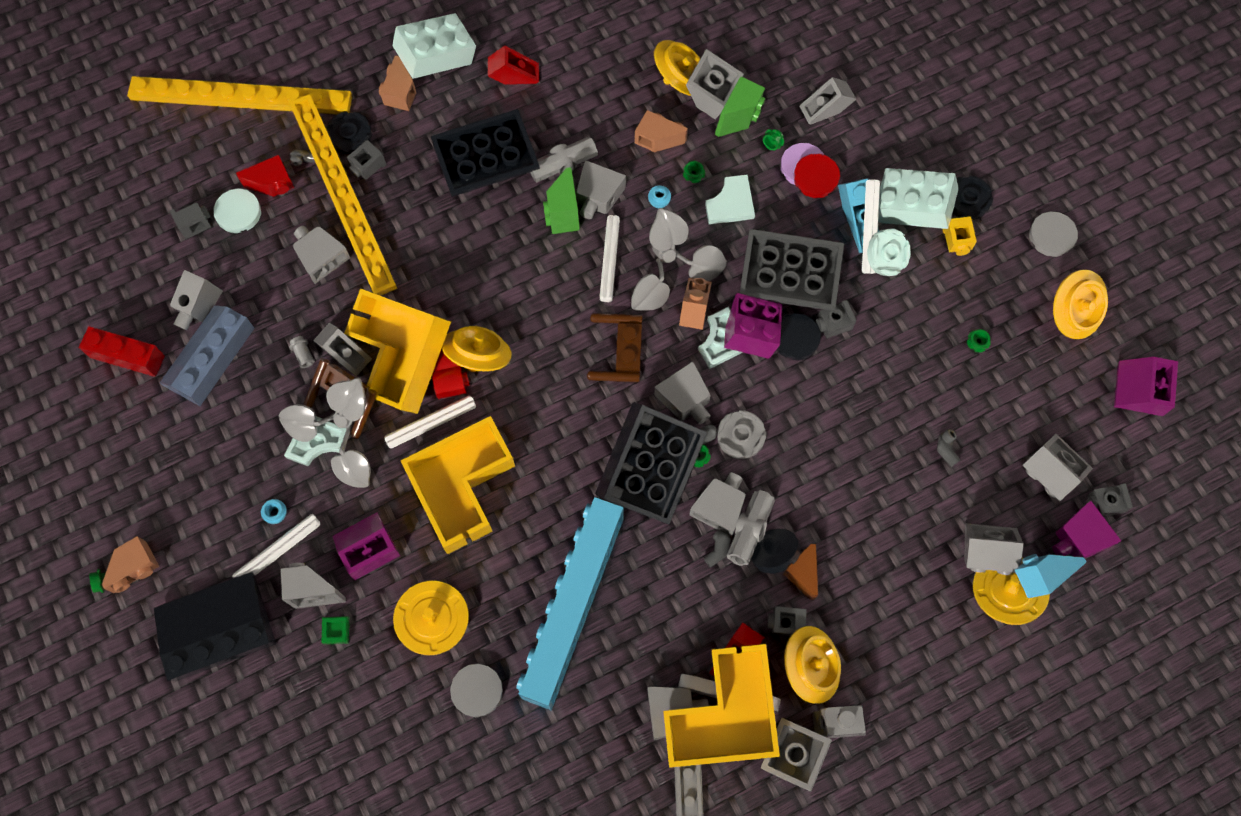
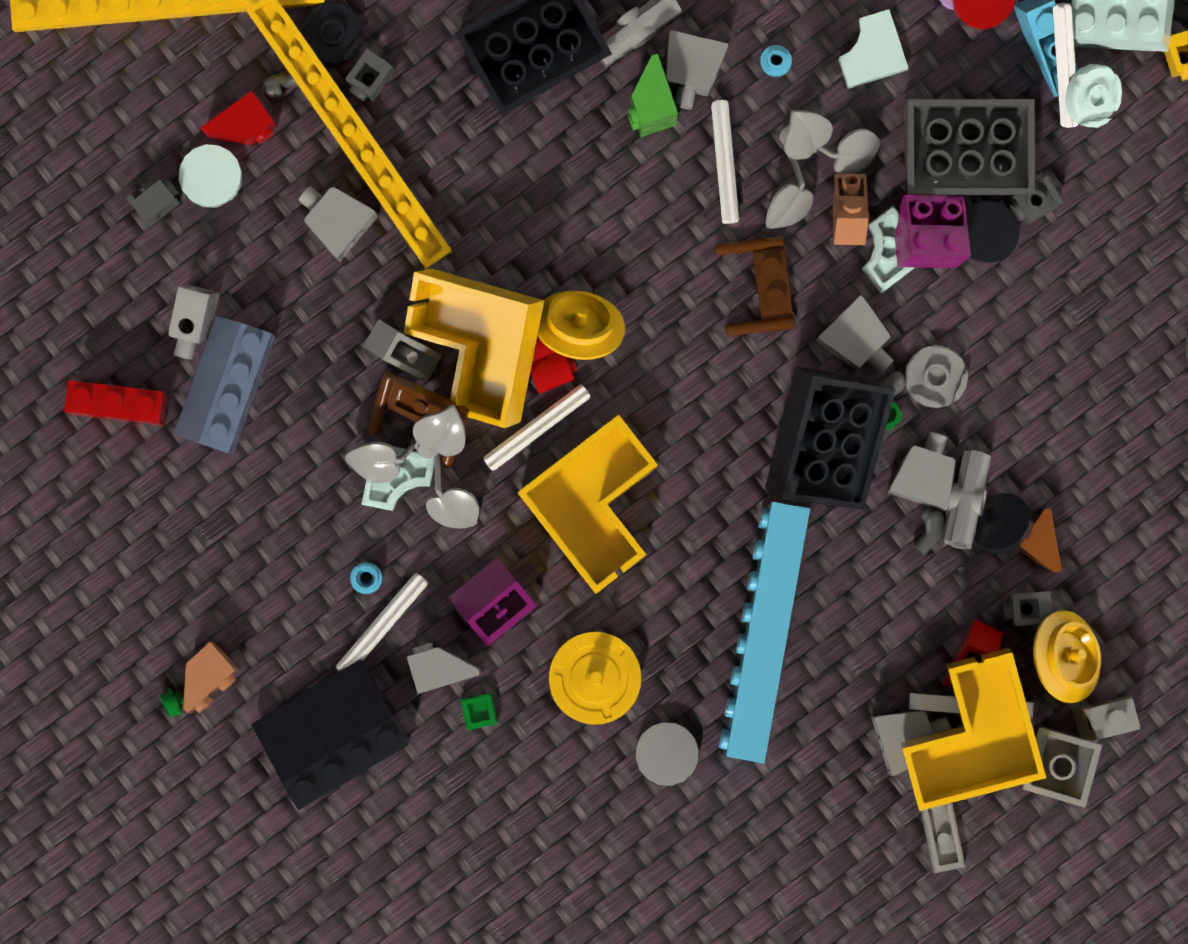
camera: 10 degrees left, 15 degrees up
(301, 350) = (349, 362): light grey pin -> none
(693, 166) = (820, 9): green plate -> none

